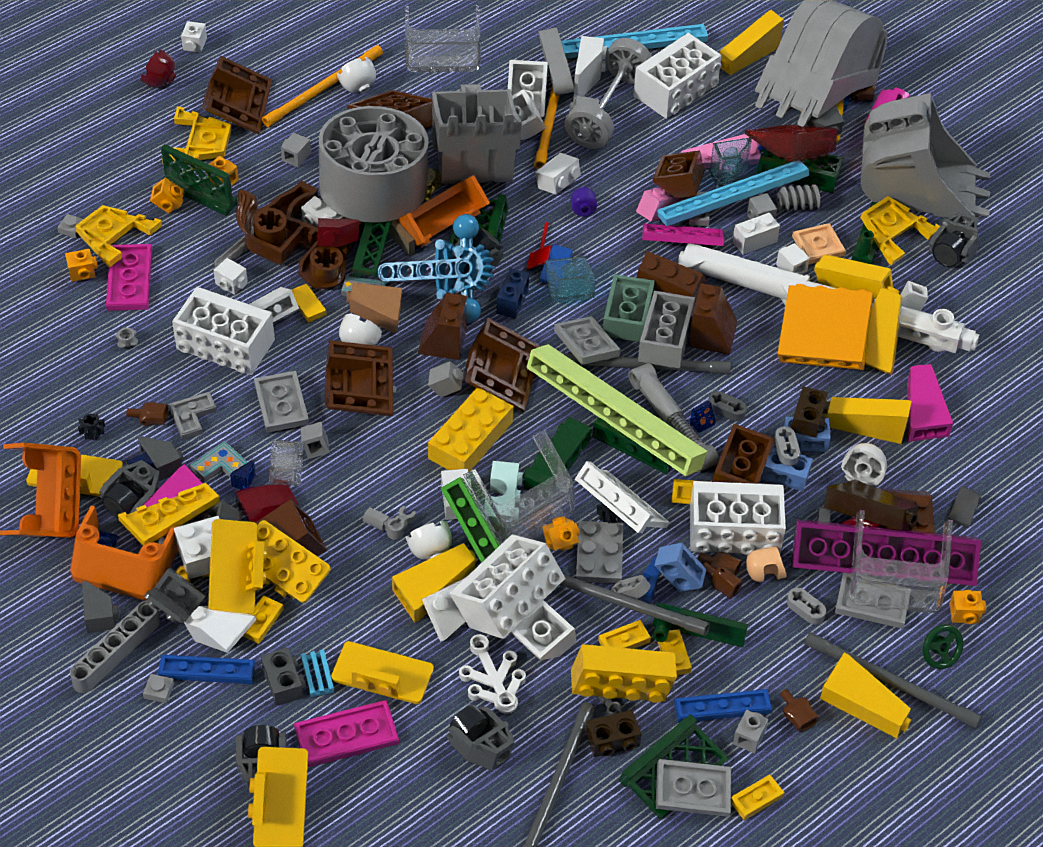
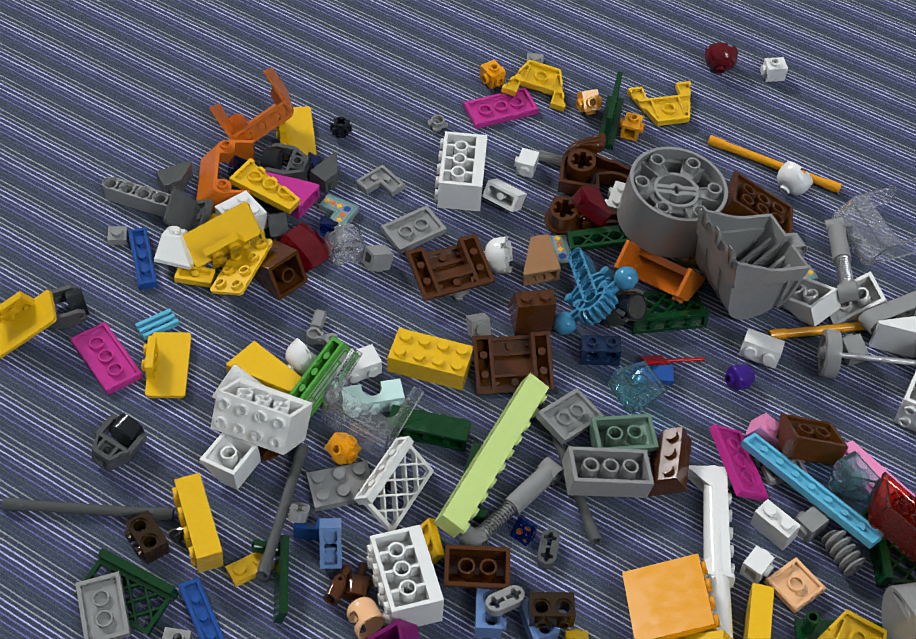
camera: 70 degrees right, 0 degrees up
(150, 413) = (369, 158): reddish brown piece -> none
(237, 94) = (723, 112): reddish brown slope -> none
(278, 677) = (144, 301): dark grey brick -> none
(308, 303) = (526, 219): yellow tile -> none
(436, 69) = (842, 258): none -> light grey piece
(493, 678) = (182, 441): white plant -> none
(627, 636) = (249, 523): yellow plate -> none
(712, 321) = (636, 507): reddish brown slope -> none

